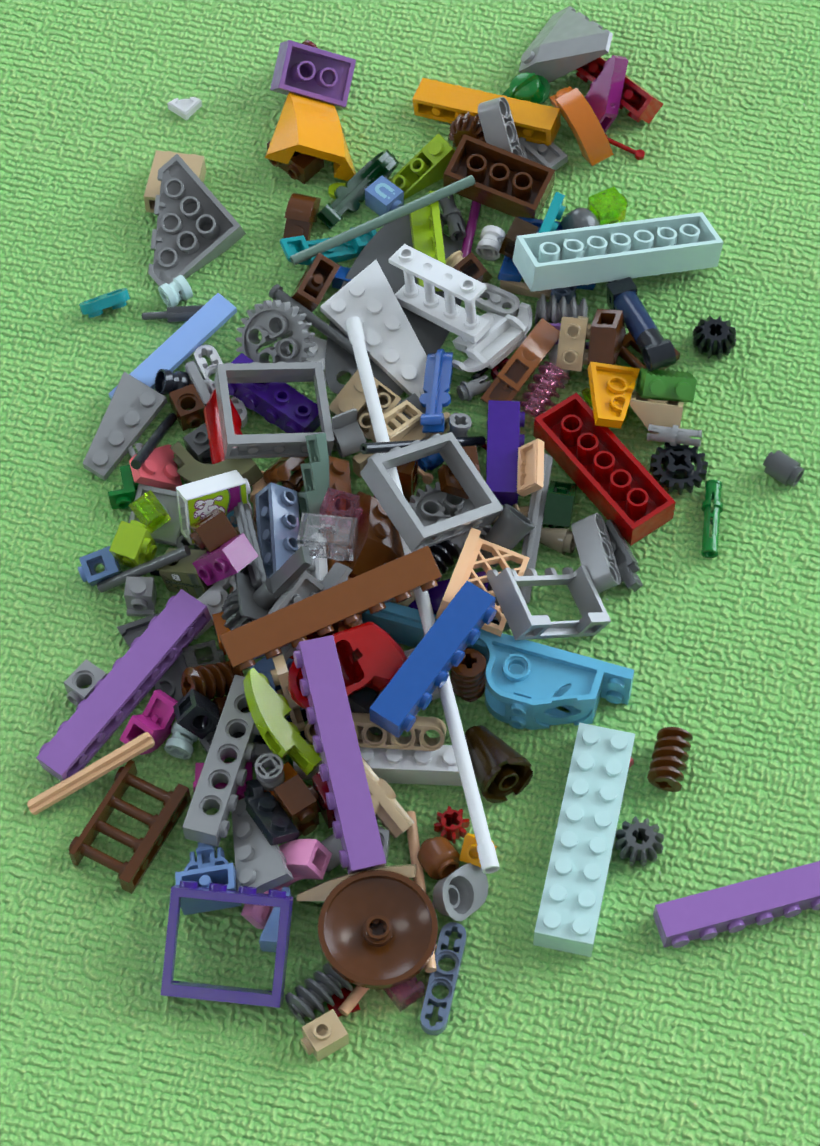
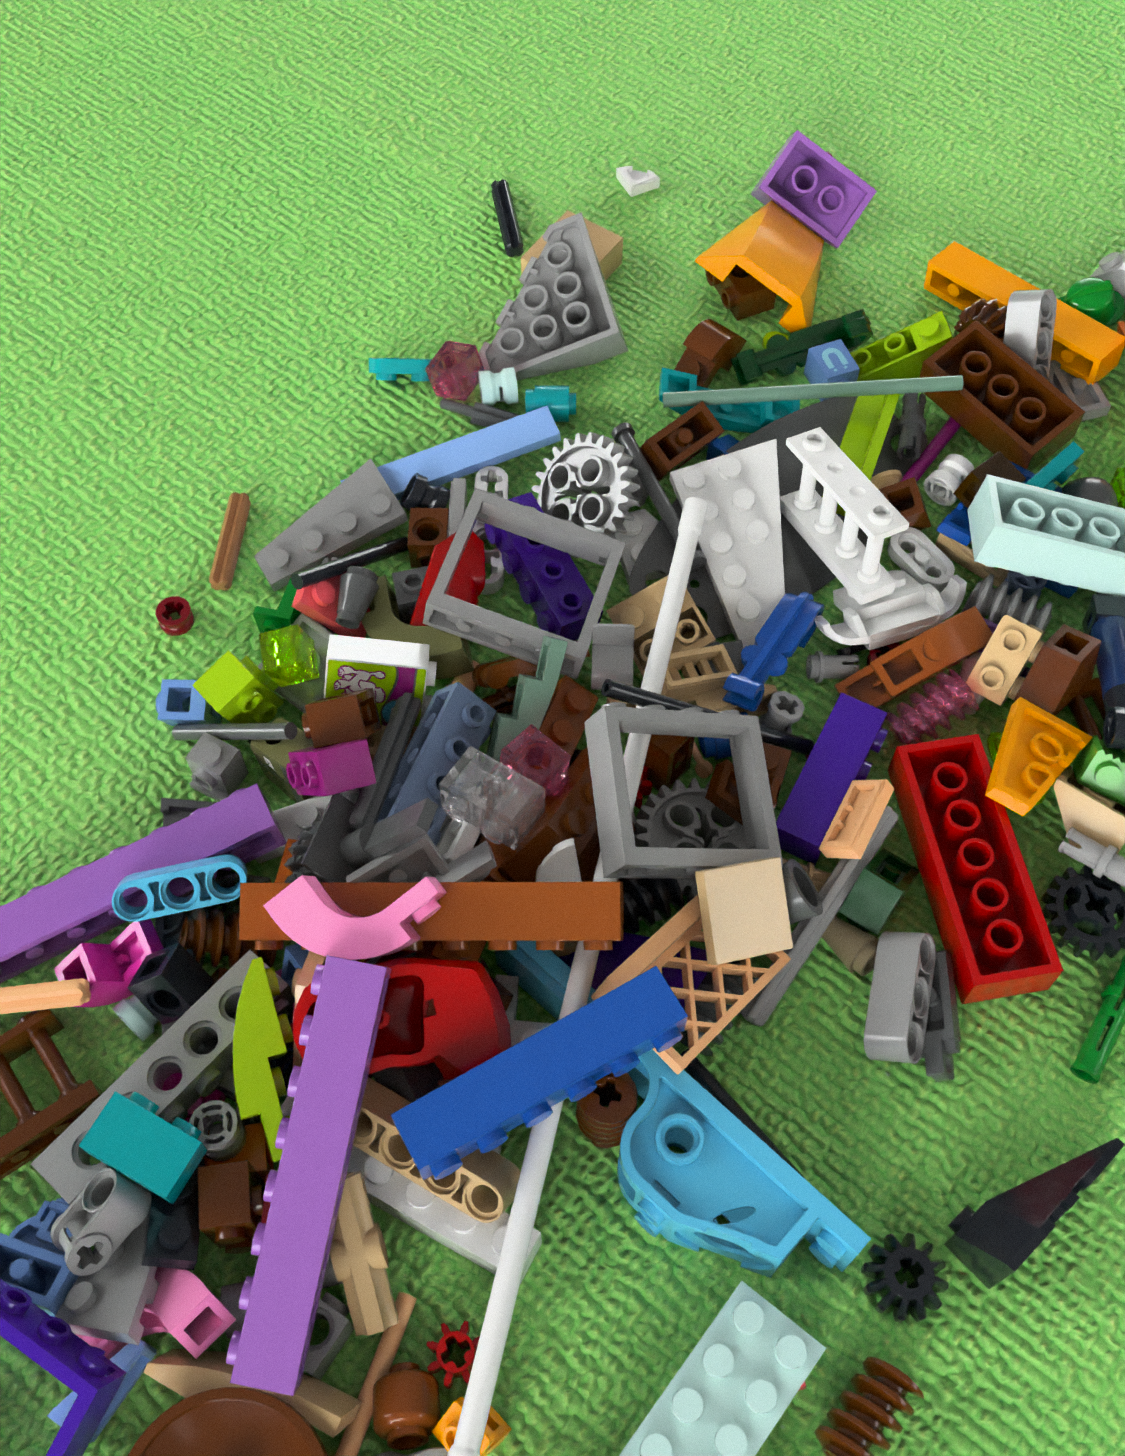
camera: 25 degrees right, 0 degrees up
(54, 528) = (172, 605): none -> dark red bush
(59, 460) = (229, 541): none -> medium nougat axle
(84, 675) = (54, 854): light grey brick -> none
(111, 168) = (507, 218): none -> black axle
(141, 291) = (454, 370): none -> clear pink brick
(170, 460) = (356, 593): none -> dark grey cone
(186, 659) = (161, 900): none -> medium azure beam
(218, 284) = (556, 397): none -> teal brick
(237, 834) = (100, 1217): none -> light grey piece
(244, 786) = (144, 1145): none -> teal brick
(285, 636) = (321, 926): none -> bright pink arch
(383, 554) = (560, 864): none -> white tile
(494, 539) = (743, 910): none -> tan tile
(496, 765) = (574, 1282): dark brown cone -> none
(528, 626) = (718, 1039): light grey hinge -> none
(659, 680) = (920, 1292): none -> black gear
(702, 638) = (1014, 1223): none -> black wedge

